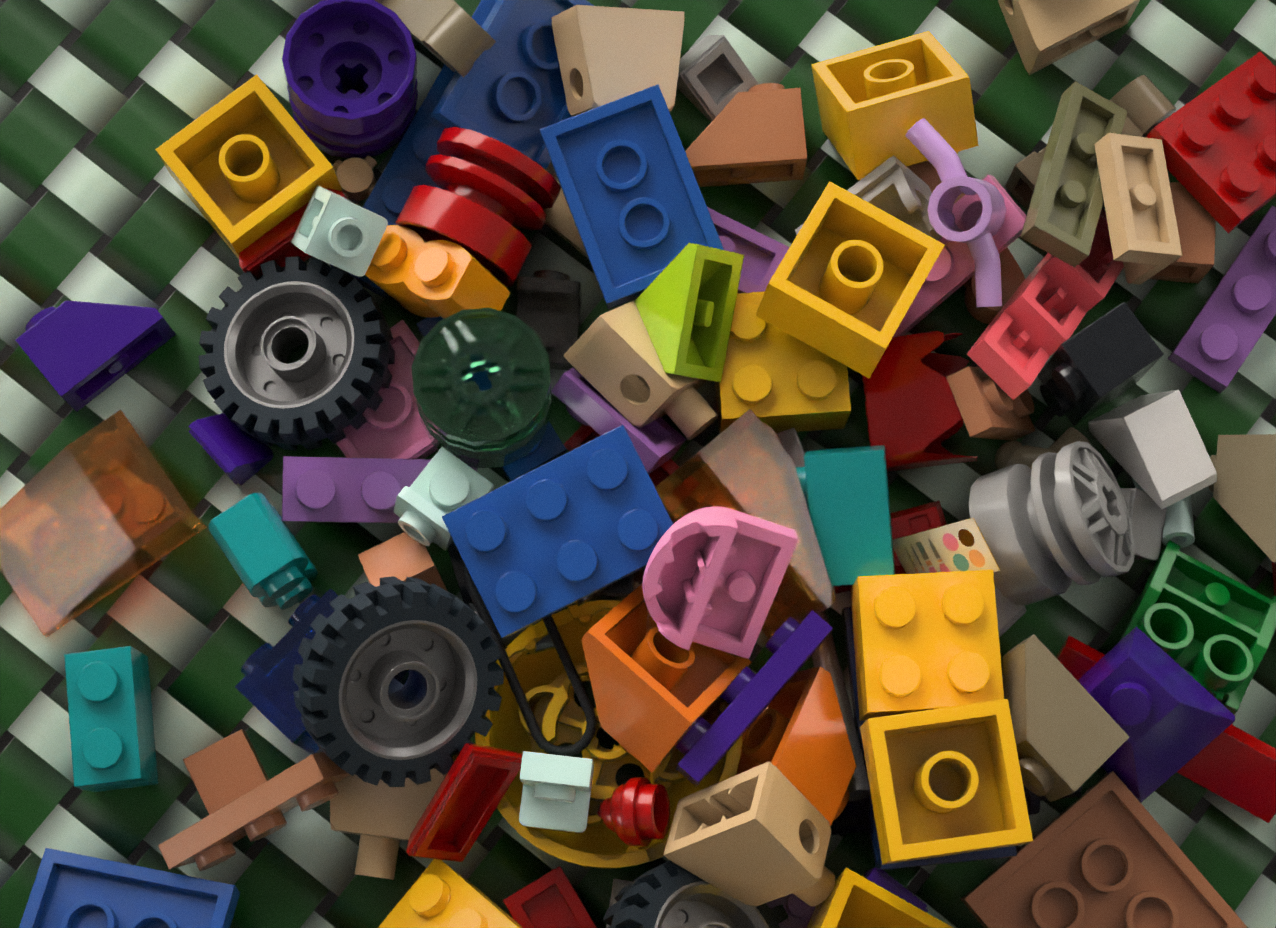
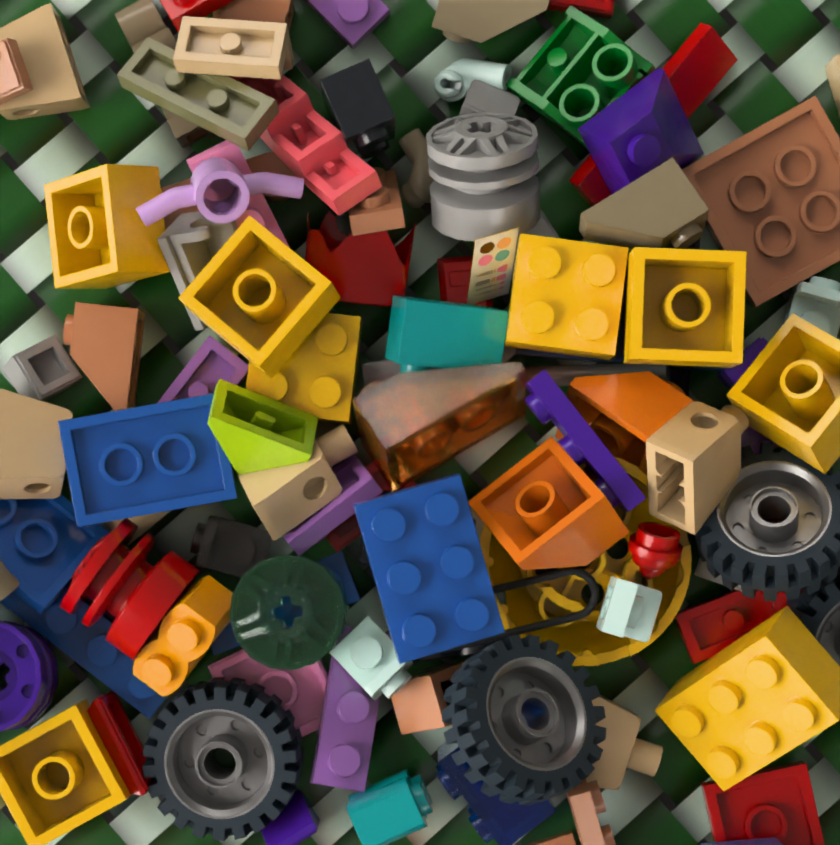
camera: 80 degrees left, 10 degrees up
(339, 232) = (135, 710): light aqua bracket -> none
(356, 177) = (75, 685): tan piece -> none
(464, 803) = (621, 682): red tile -> none
(716, 578) = (490, 452): bright pink slope -> none
(1157, 446) = (431, 78): white slope -> none

